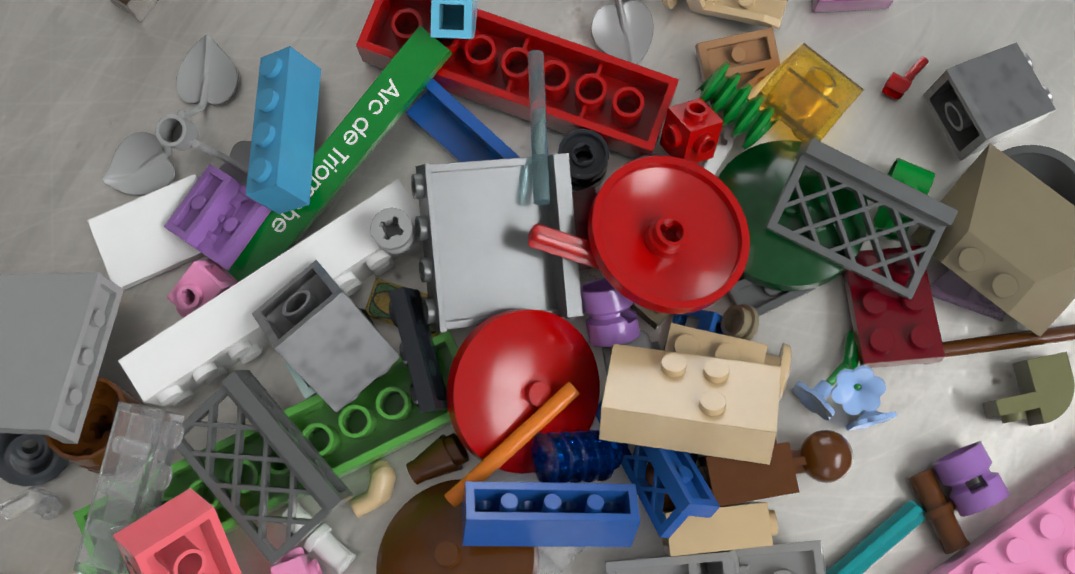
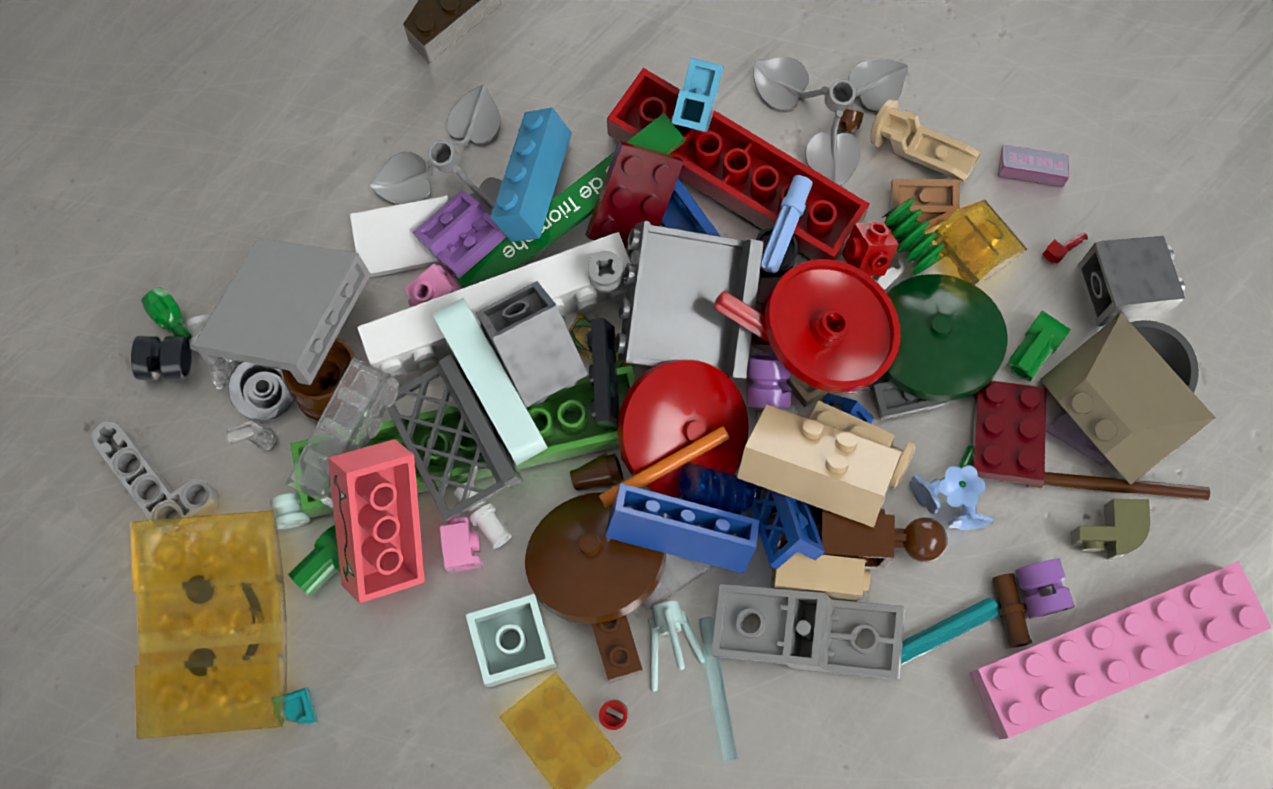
camera: 10 degrees right, 5 degrees down
(286, 392) = (490, 381): none -> light aqua beam
(379, 489) = (542, 488): tan arm -> none
(406, 125) = (633, 191): none -> dark red plate
(538, 124) = (743, 216): clear light blue bar -> none
(592, 105) = (791, 209): none -> light blue axle
(740, 321) = (877, 413): dark tan plate -> none
(876, 187) = (1013, 325): dark grey fence -> none

